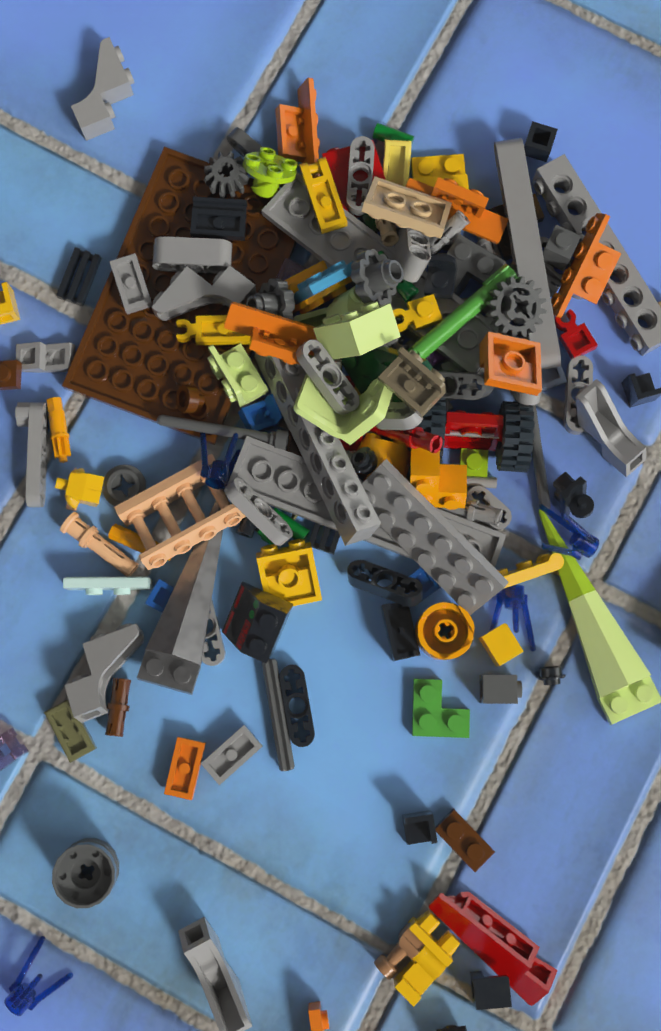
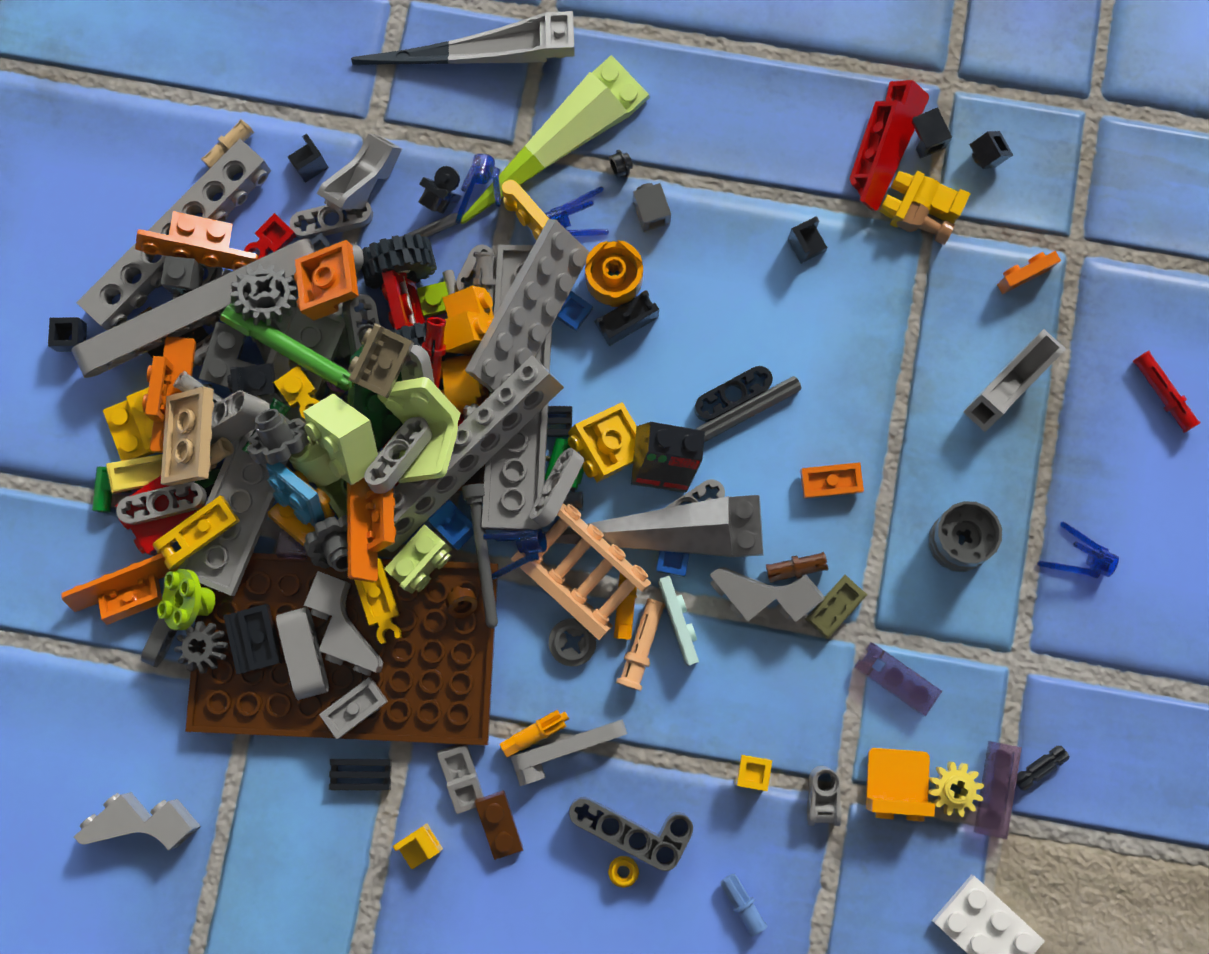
camera: 105 degrees left, 0 degrees up
(80, 488) = (590, 683): yellow piece -> none
(231, 754) = (803, 439): light grey plate -> none
(364, 460) = (474, 388): black plate -> none
(392, 592) = (576, 353): black beam -> none
(430, 718) = (699, 265): bright green plate -> none
(464, 840) = (803, 197): reddish brown plate -> none
(501, 645) = (609, 216): yellow panel -> none

